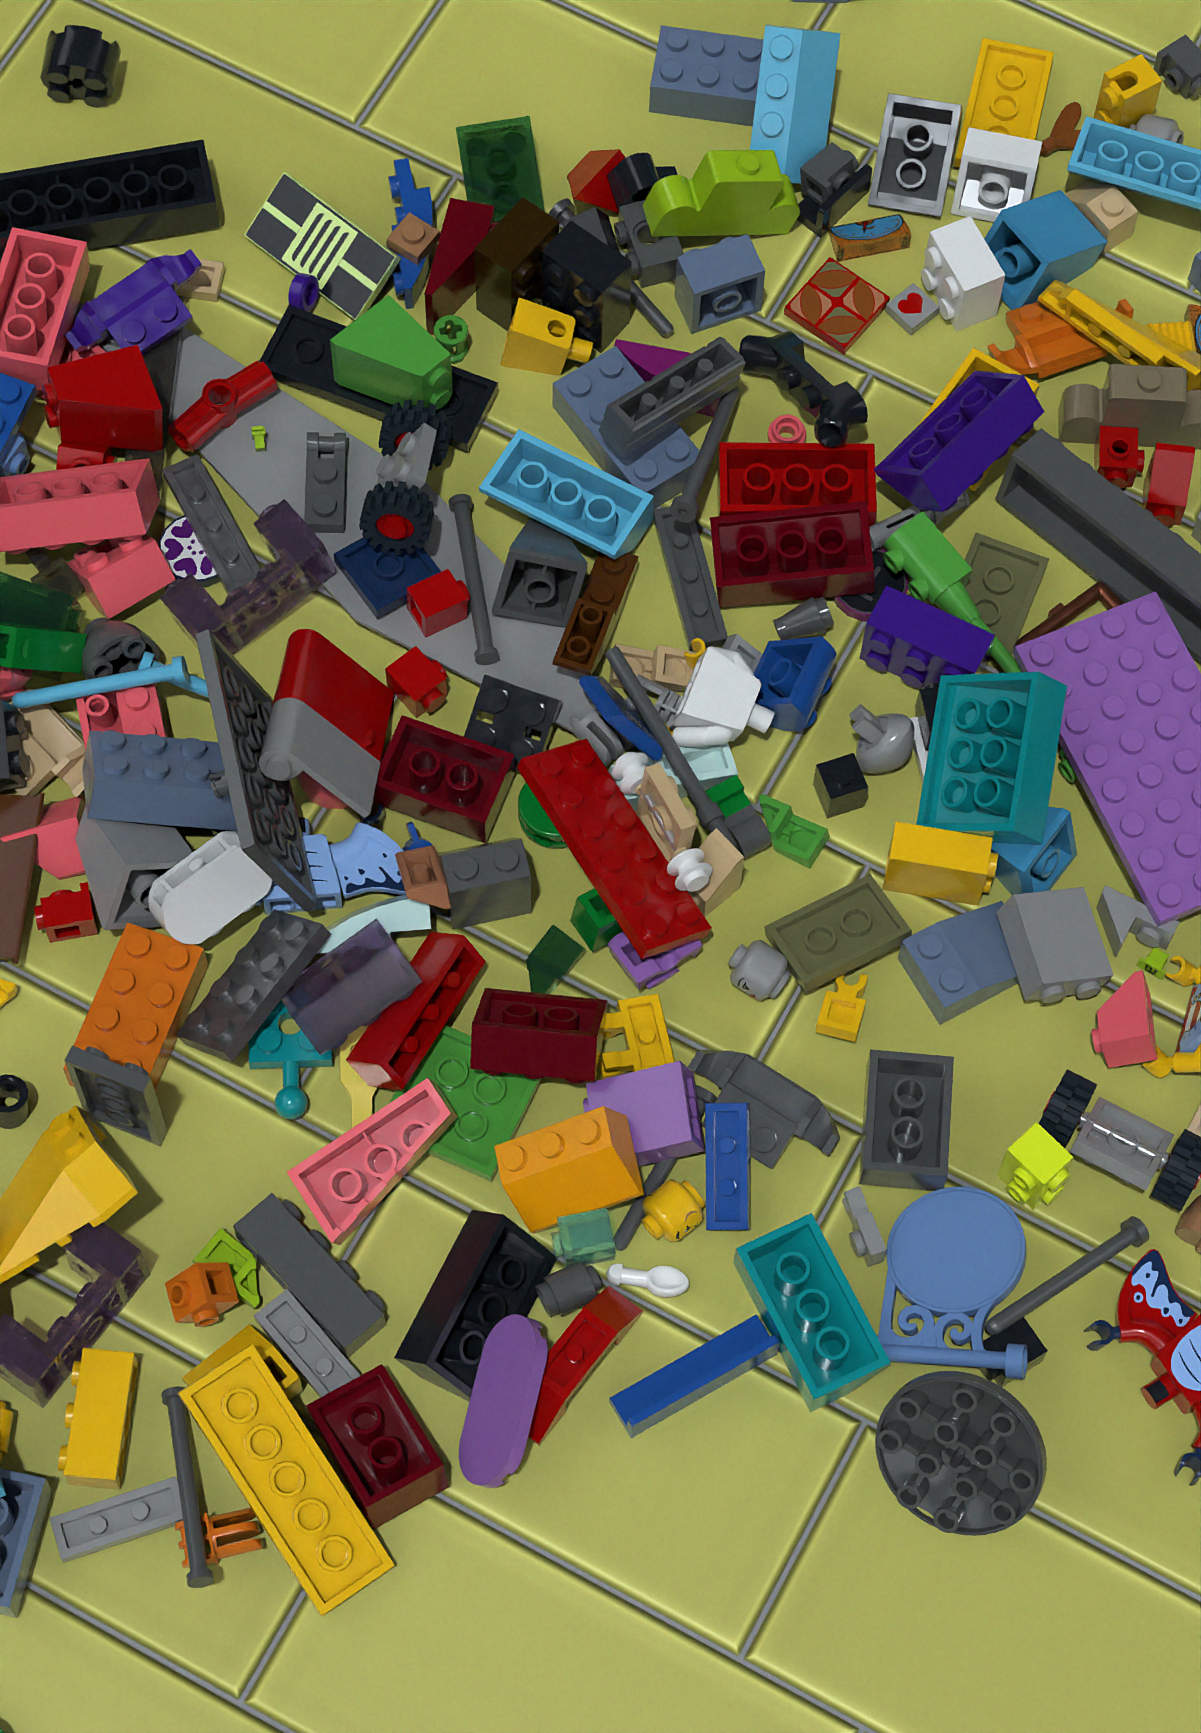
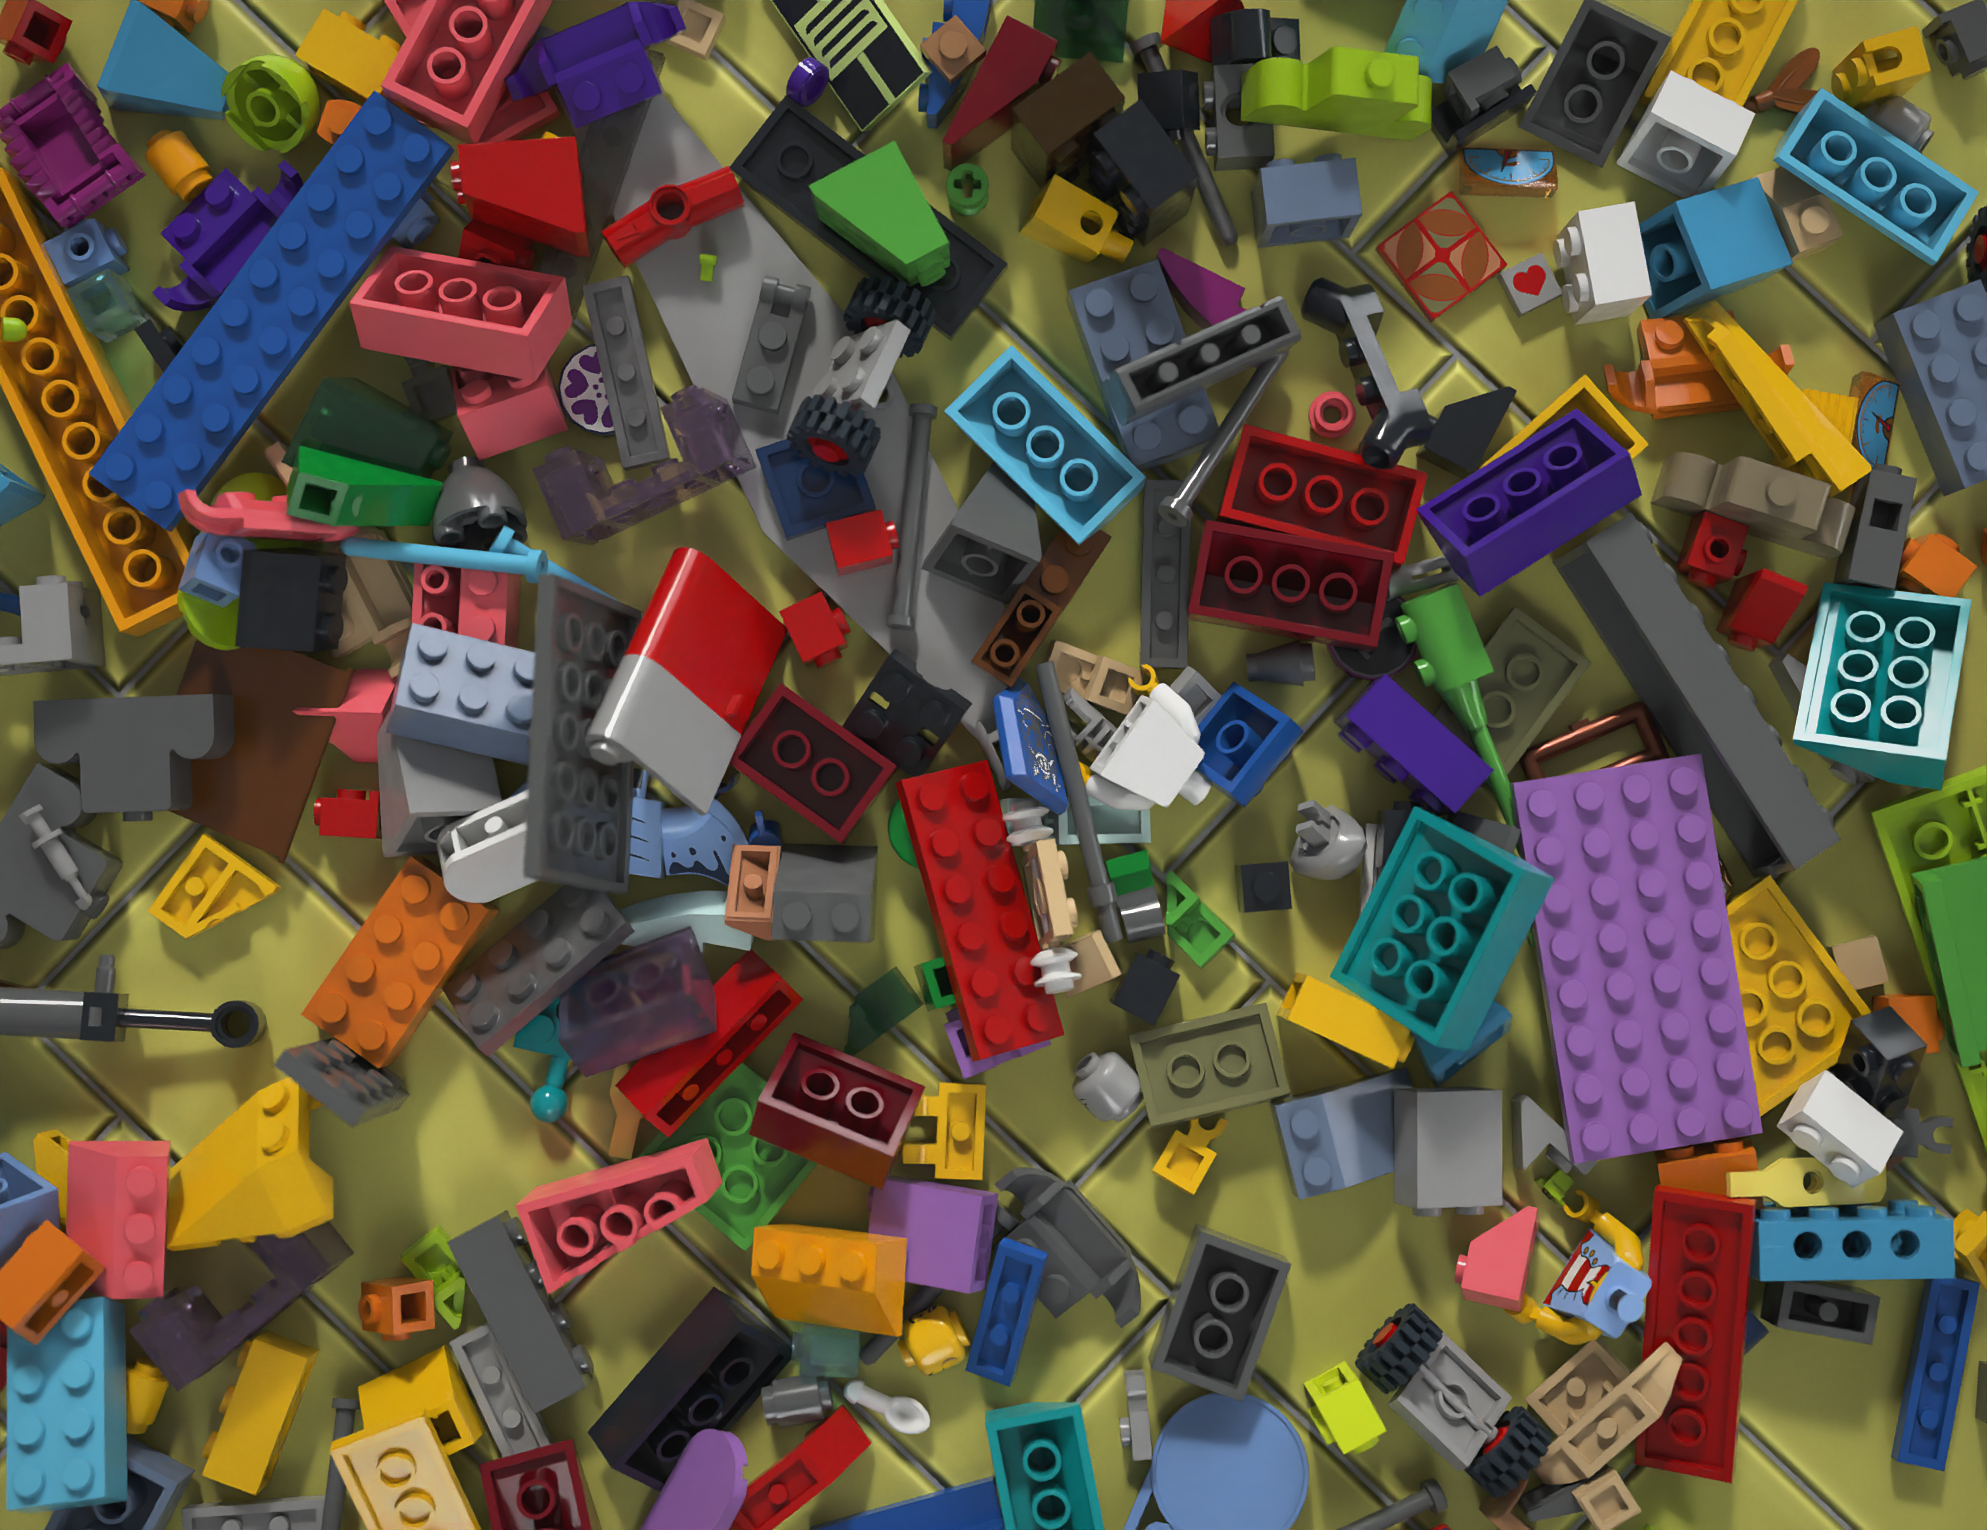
camera: 15 degrees right, 20 degrees up
(767, 886) = (1146, 986): none -> black brick
(893, 415) = (1464, 431): none -> black slope

